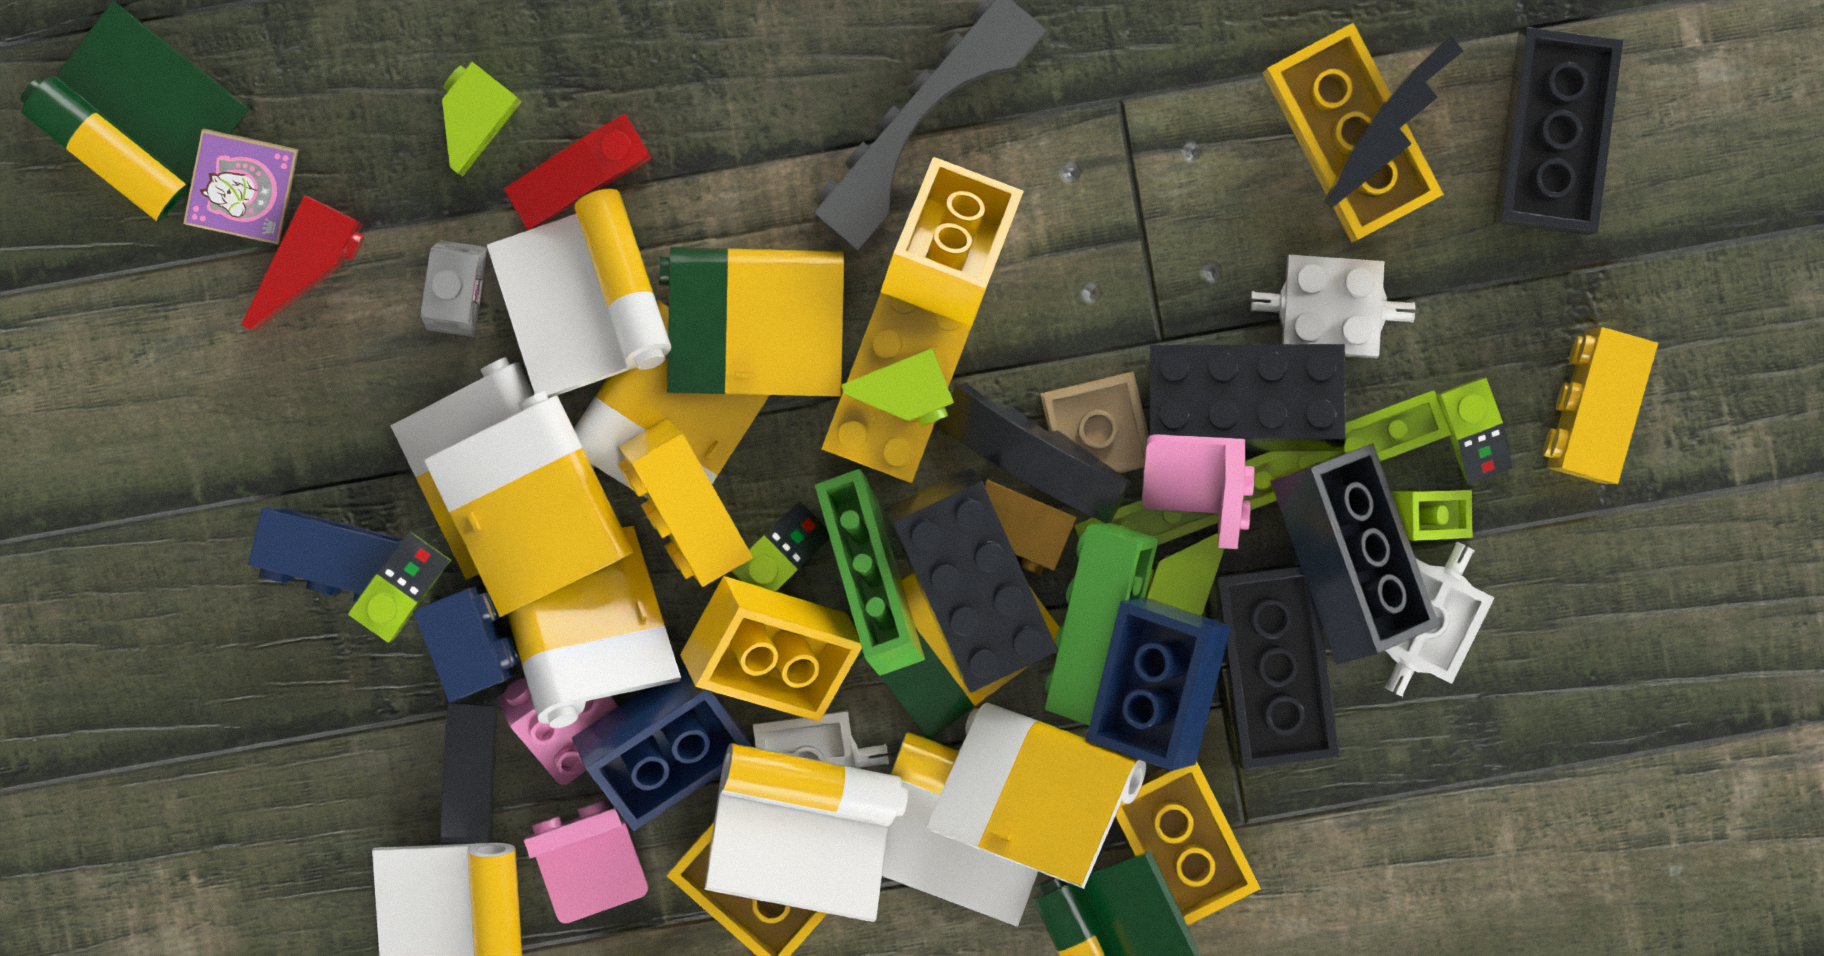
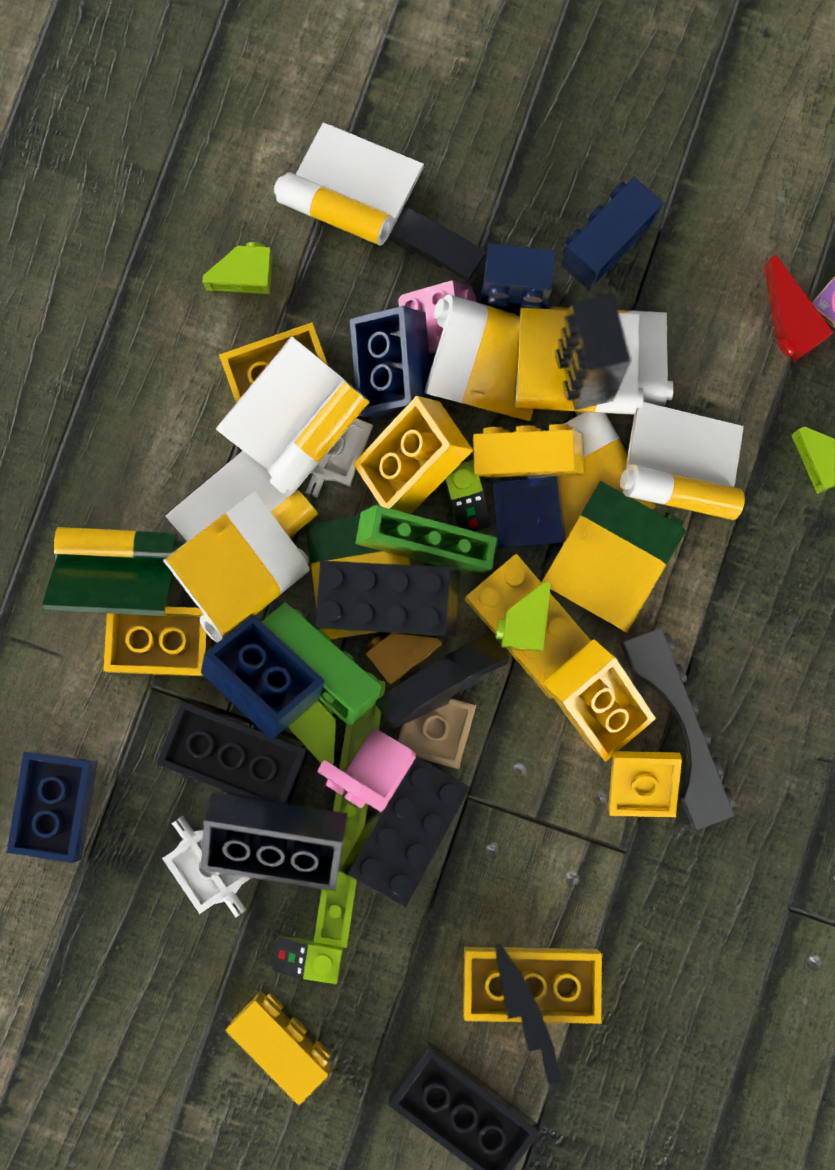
camera: 115 degrees right, 5 degrees down
(399, 587) = (573, 252): slope -> none
(453, 288) = (730, 390): light grey torso -> none
(526, 491) = (592, 352): none -> black brick
(577, 171) = (761, 511): red slope -> none
(587, 861) = (346, 284): bright pink bracket -> none
(756, 461) = (529, 512): none -> clear blue plate
(1023, 126) = (644, 784): none -> yellow plate
(1333, 304) = (432, 915): white plate -> none
(1435, 514) = (270, 905): lime slope -> none
(1464, 858) = (52, 807): none -> dark blue brick

